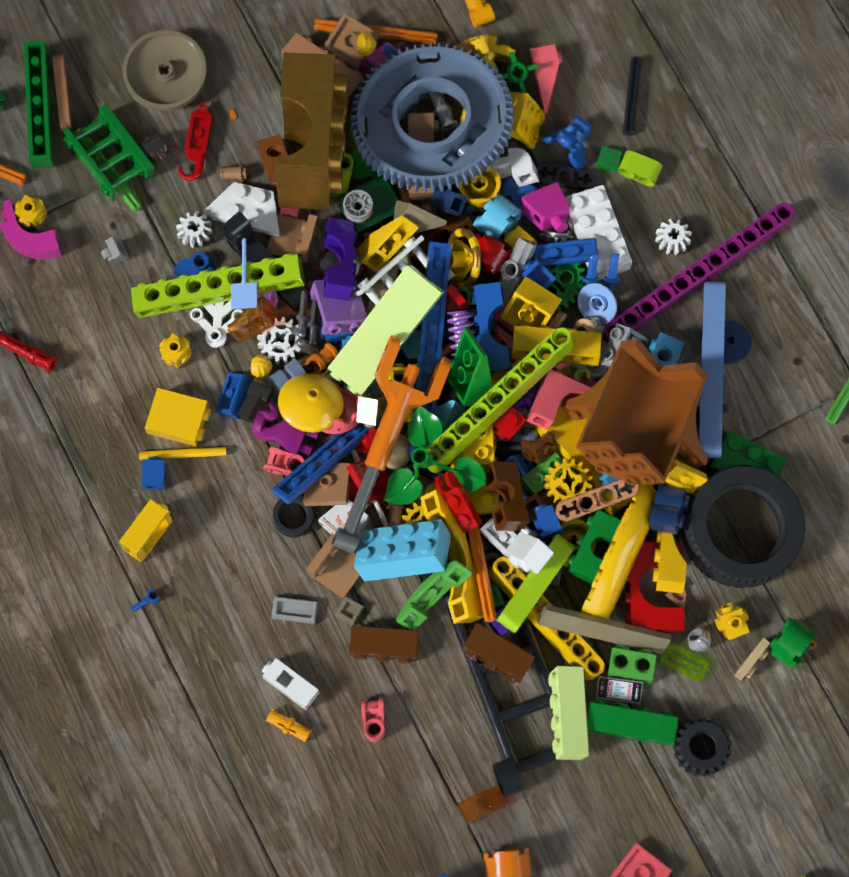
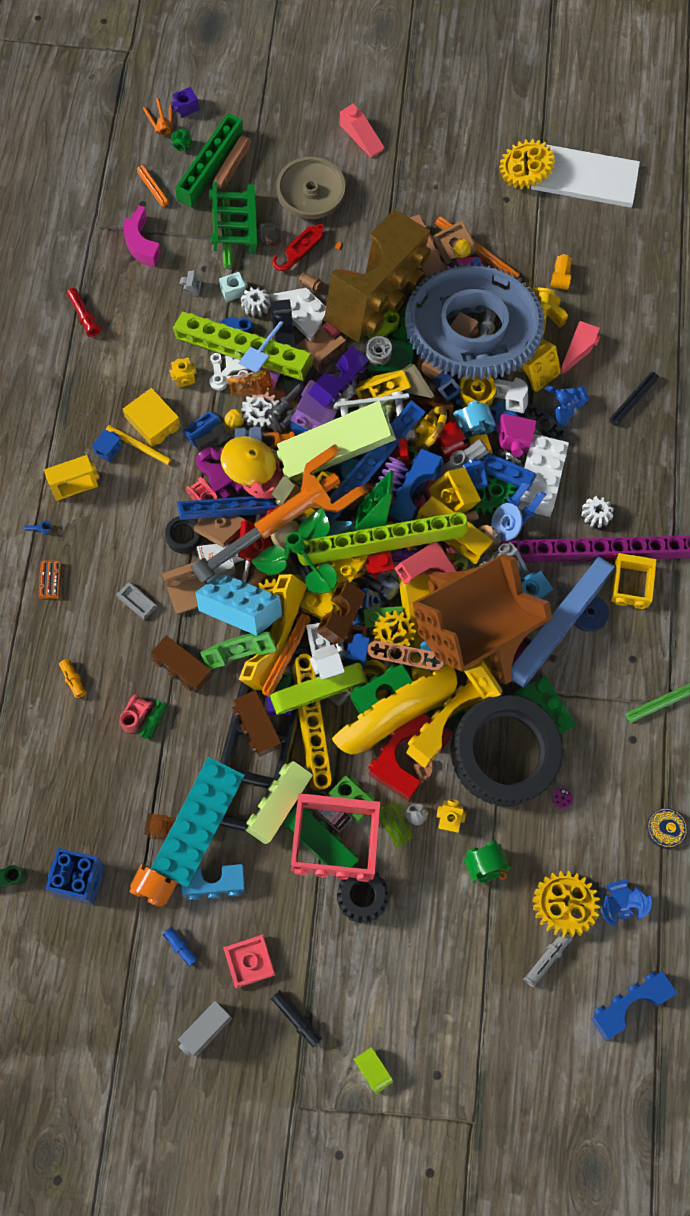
camera: 30 degrees right, 5 degrees down
(32, 217) = (153, 224): yellow brick -> none
(160, 236) = (231, 293): none -> light aqua brick
(195, 644) = (49, 579): none -> tile
(290, 683) = (94, 649): white brick -> none
(349, 610) = (175, 626): dark tan tile -> none
(394, 713) = (153, 720): none -> green pin
(458, 501) = (303, 593): red hinge -> none
(511, 780) = (197, 822): none -> teal plate
(522, 70) = (562, 327): green brick -> none
(540, 449) = (391, 596): reddish brown bracket -> none
(574, 814) = (231, 882): none -> dark azure arch
(604, 629) = (347, 757): dark tan tile -> none
(609, 159) = (586, 431): green tile -> none
(630, 677) = (338, 805): none -> coral window
(640, 168) = (605, 450): lime beam -> none
(669, 509) = (456, 698): dark blue brick -> none
(742, 265) = (639, 564): none -> yellow window
(747, 667) = (438, 859): tan plate -> none
(819, 537) = (562, 798): none -> magenta tile

